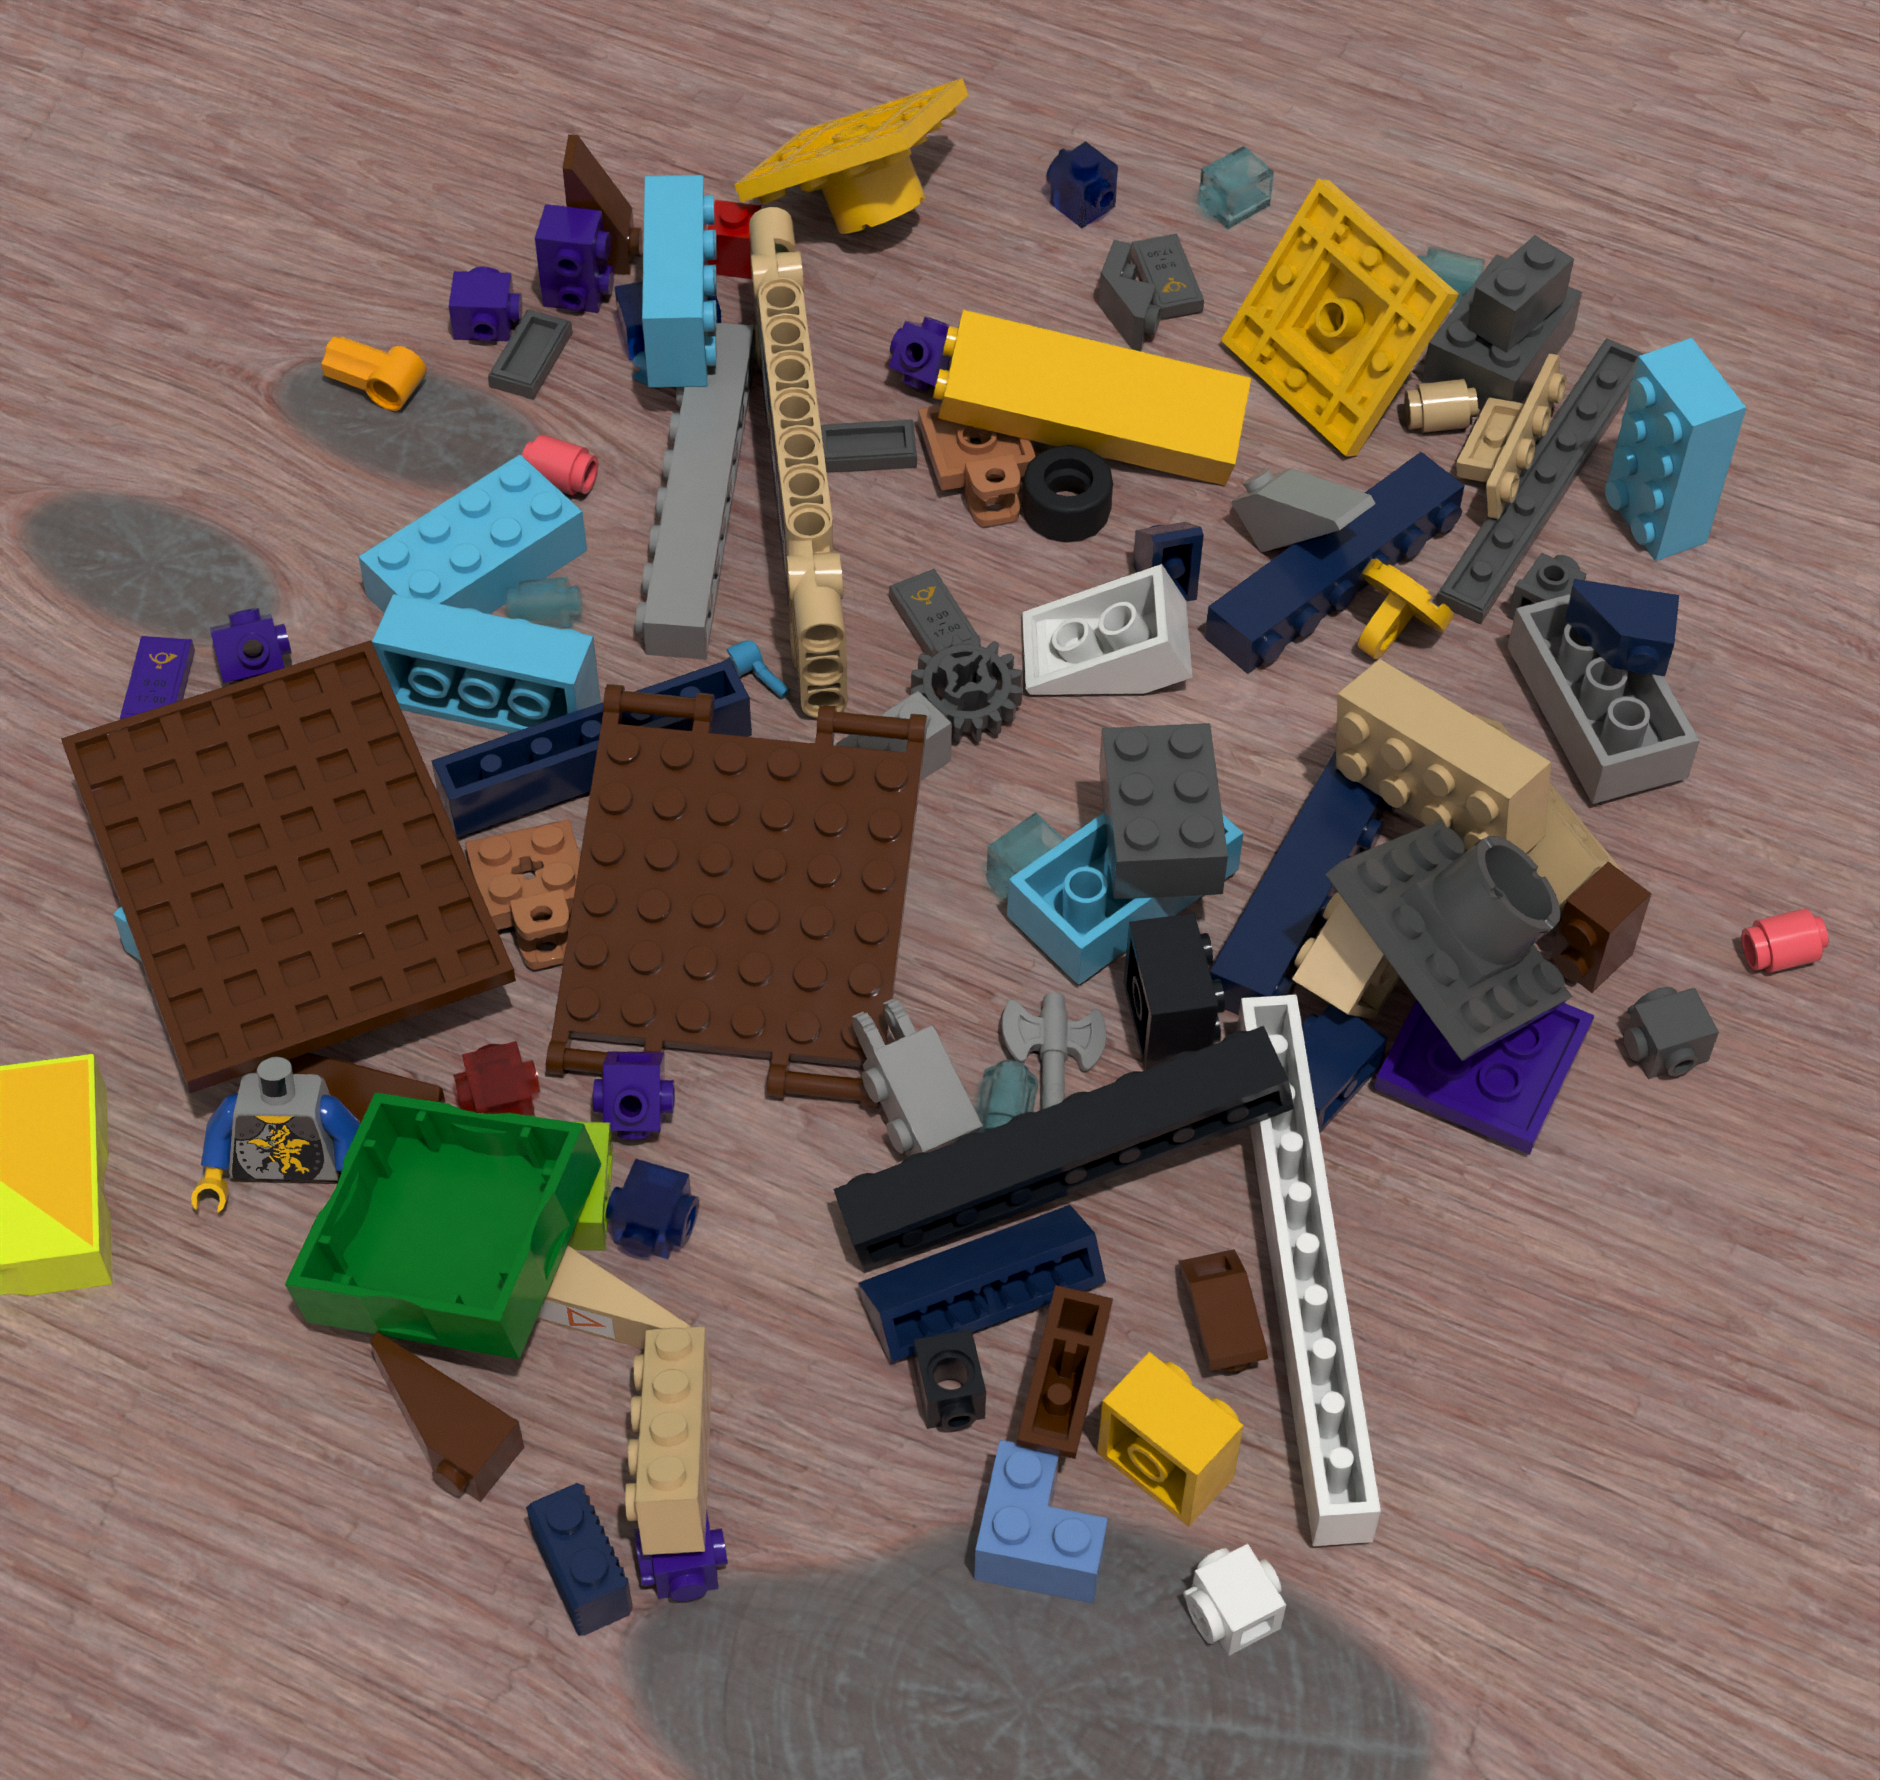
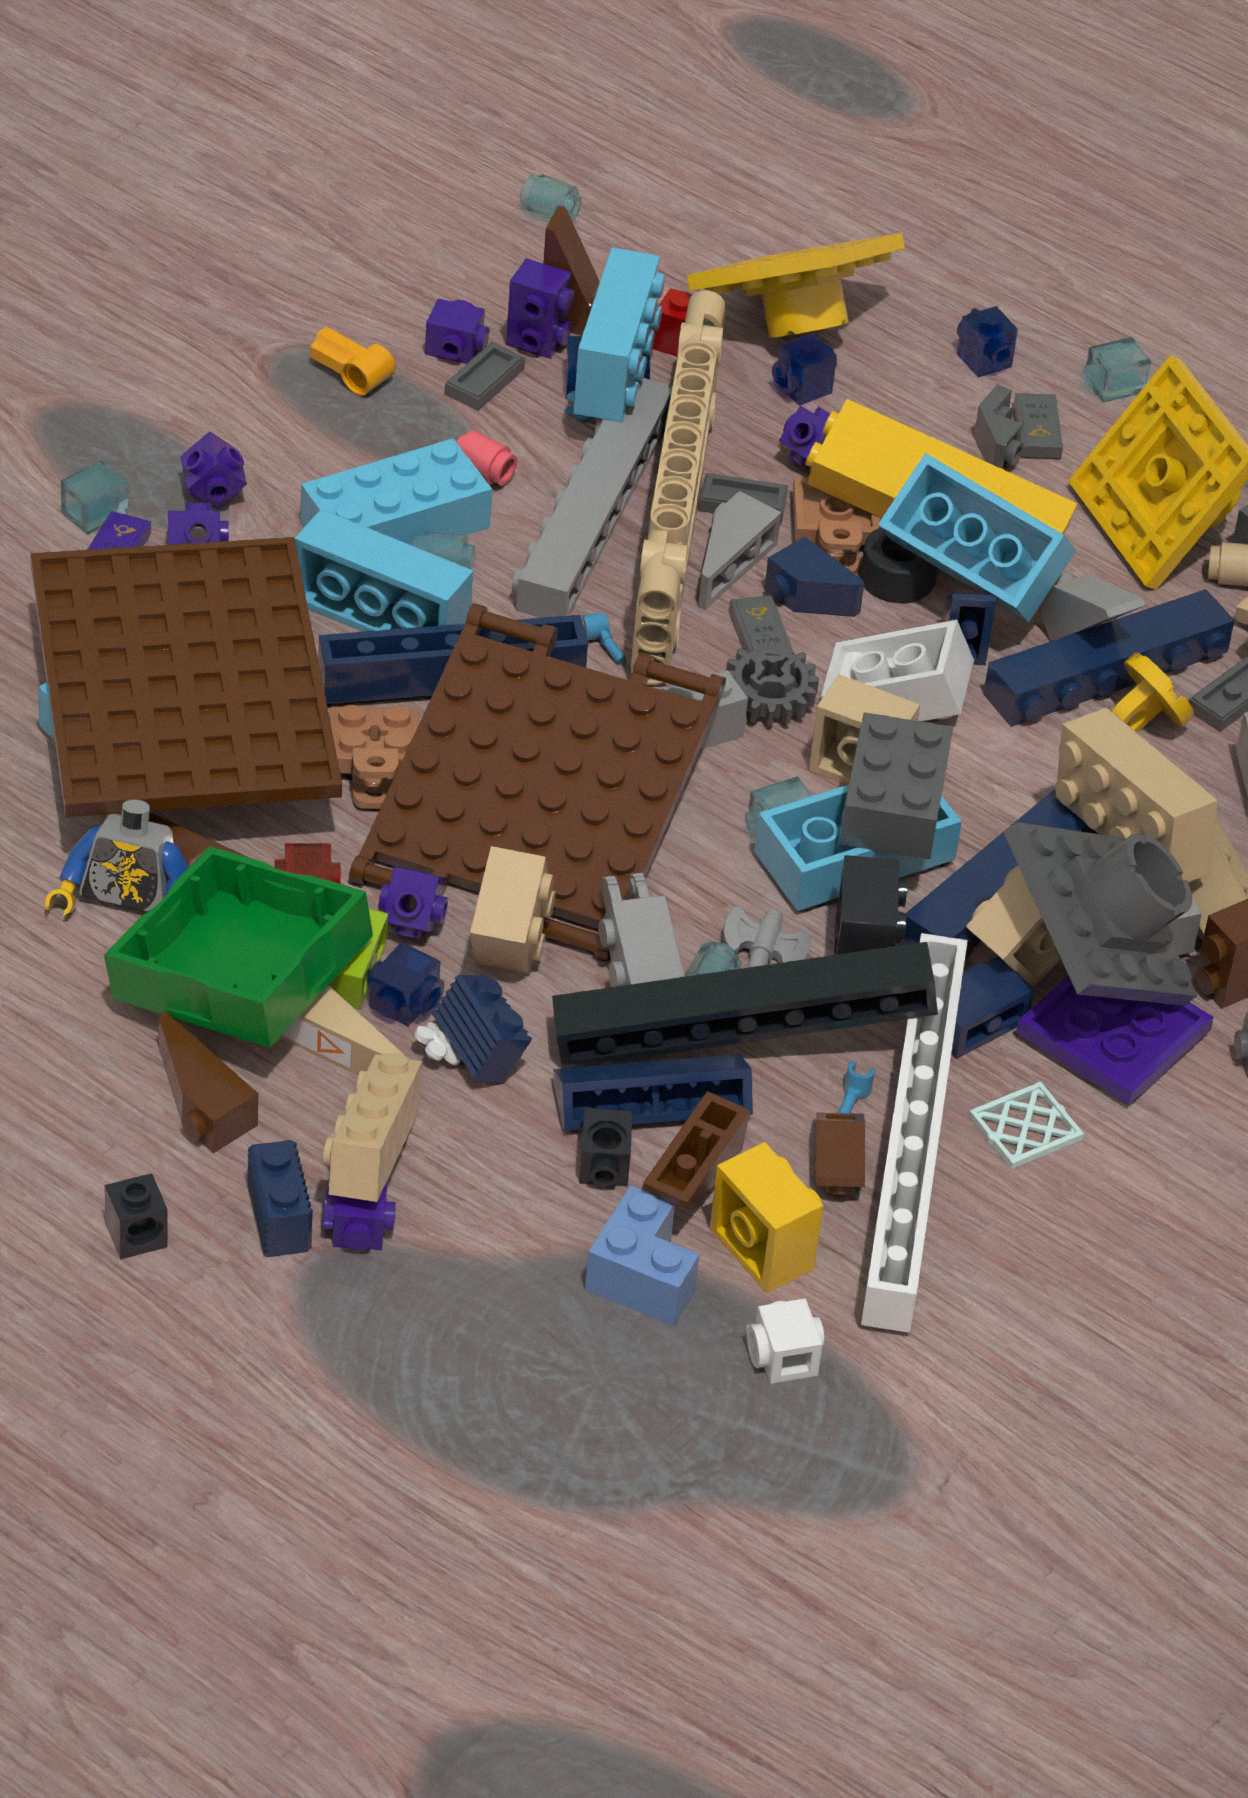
camera: 10 degrees right, 10 degrees down
(115, 621) = (92, 495): none -> clear light blue brick
(249, 556) = (213, 470): none -> dark purple brick
(411, 1632) = (136, 1216): none -> black brick
(546, 109) = (545, 193): none -> clear light blue brick
(716, 1280) = (437, 1043): none -> white plant
(756, 1087) = (511, 911): none -> tan brick
(761, 1252) = (482, 1027): none -> dark blue brick
(878, 501) = (738, 540): none -> light grey slope
(892, 266) = (805, 369): none -> clear blue brick
(976, 540) = (813, 581): none -> dark blue slope
(1073, 730) = (840, 721): none -> tan brick
(1158, 454) = (977, 537): none -> medium azure brick
(1213, 1213) = (856, 1087): none -> dark azure hand
(1450, 1184) = (1039, 1149): none -> light aqua window

